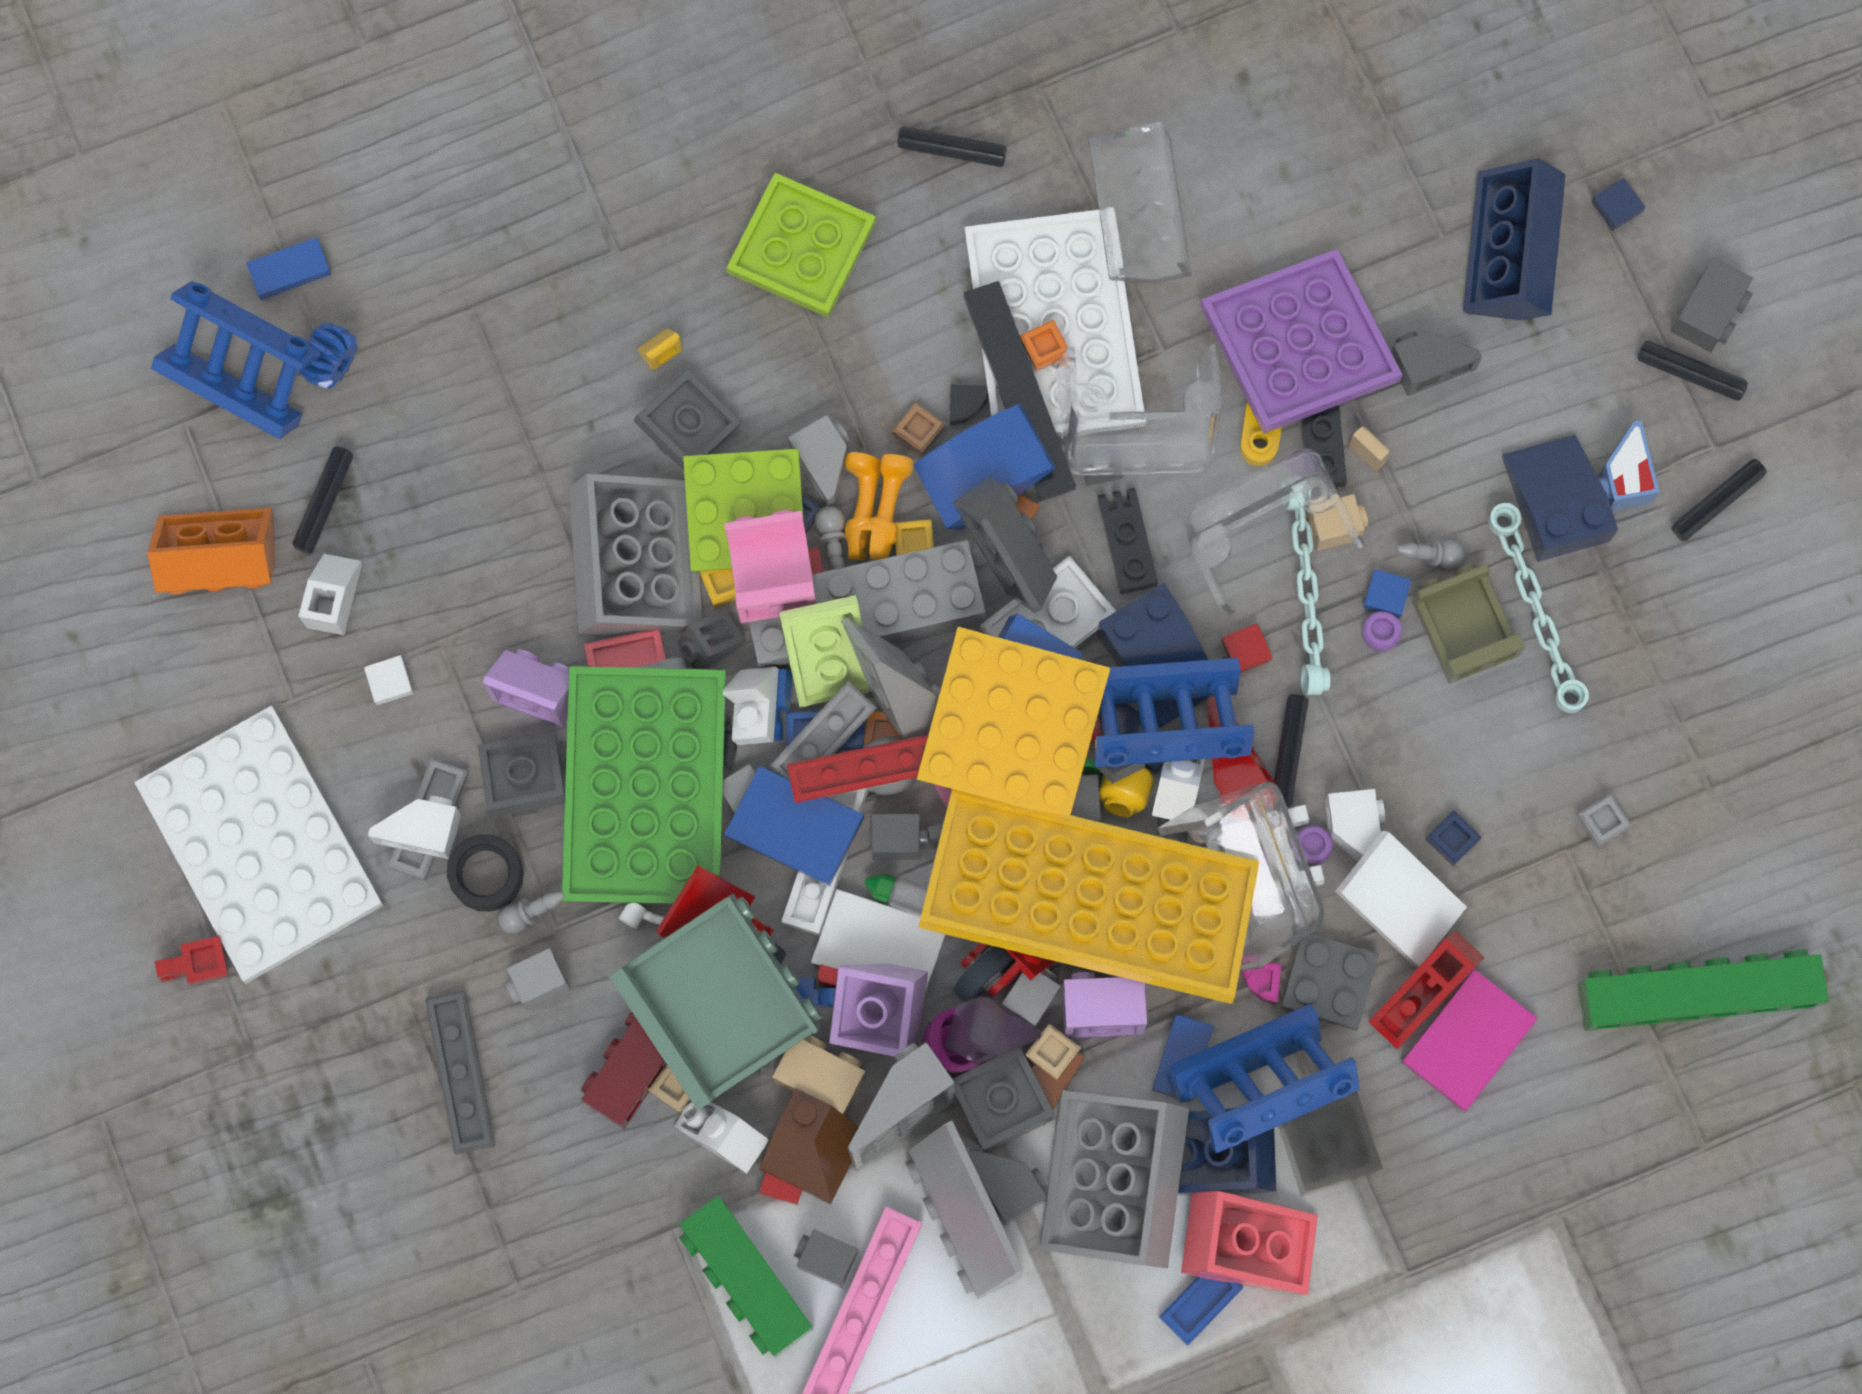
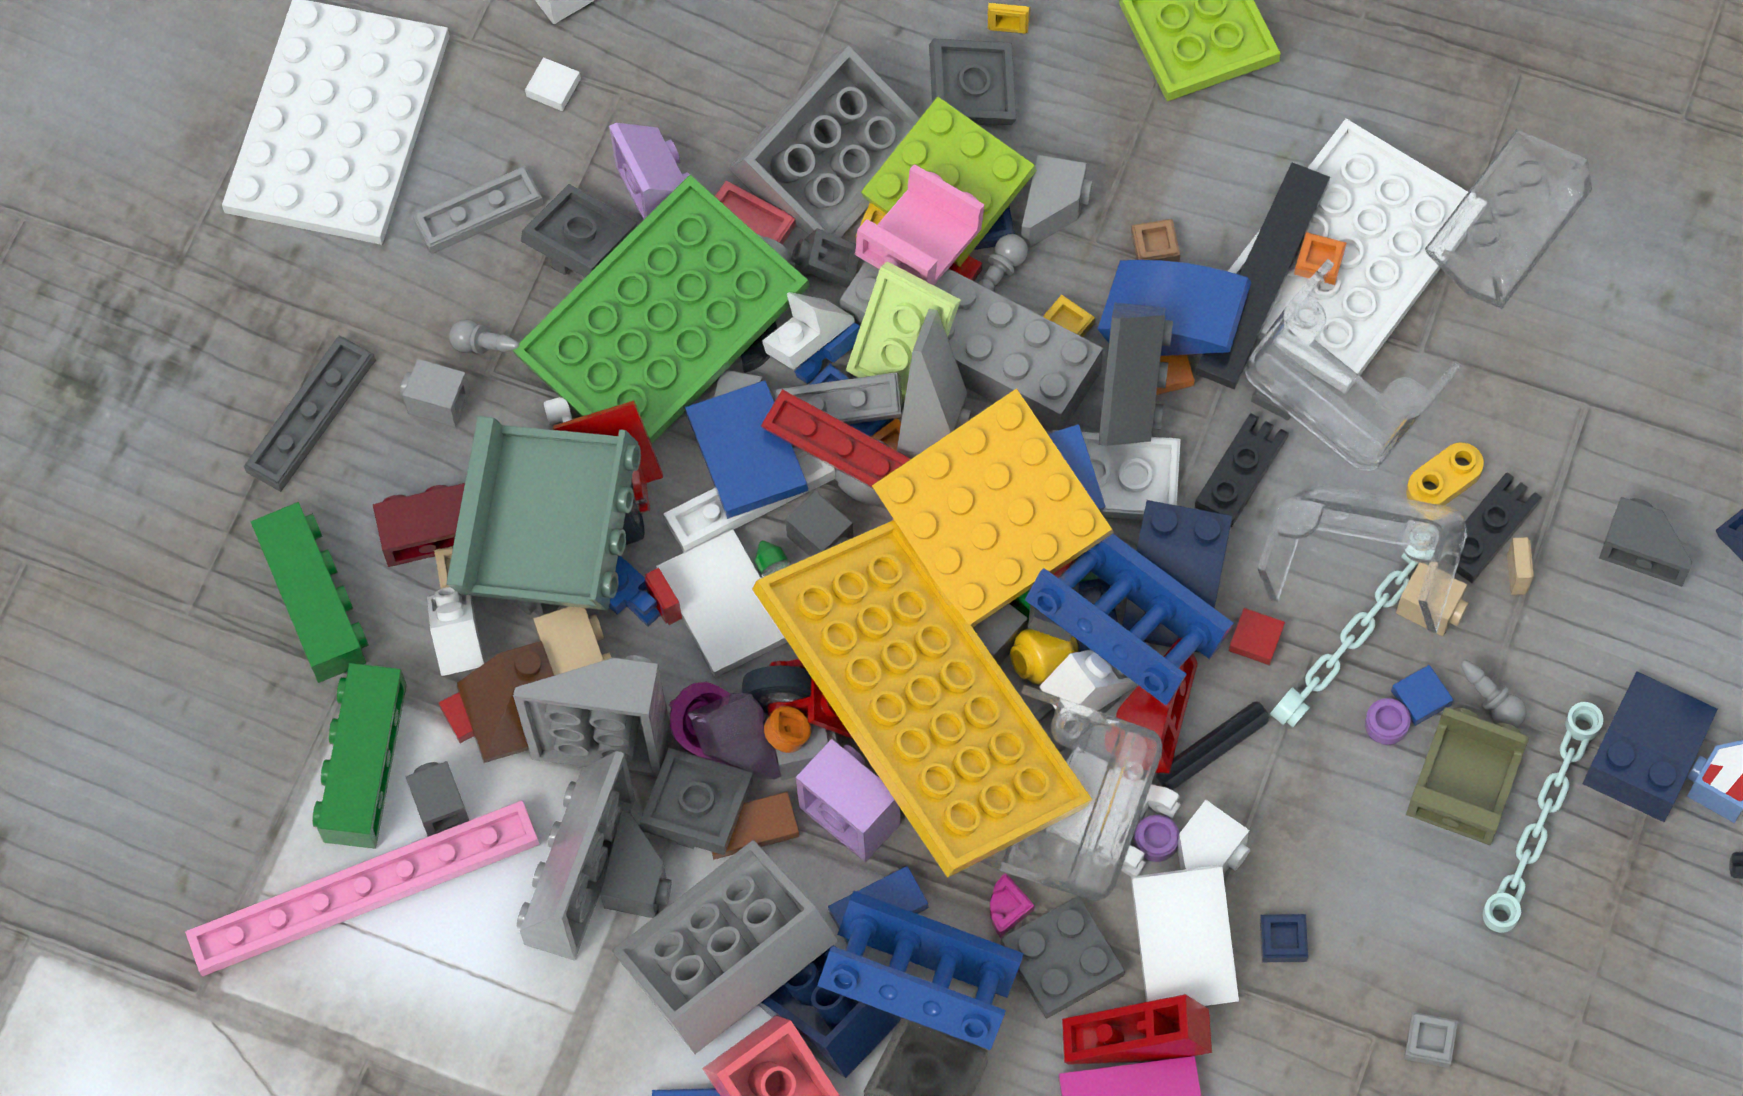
camera: 45 degrees right, 10 degrees down
(200, 962) = (203, 164): red plate -> none
(420, 828) = (461, 203): white slope -> none
(464, 852) = (474, 254): black tyre -> none
(594, 1199) = (309, 592): none -> green brick
(878, 1007) = (673, 633): lavender slope -> none
(884, 533) = (1037, 284): light orange piece -> none
(952, 146) = (1399, 54): black axle -> none
(966, 402) = (1214, 252): black tile -> none
(1021, 997) = (787, 729): none -> orange tile
(1052, 1052) = (775, 803): tan tile -> none
(1300, 340) = (1544, 432): medium lavender plate -> none

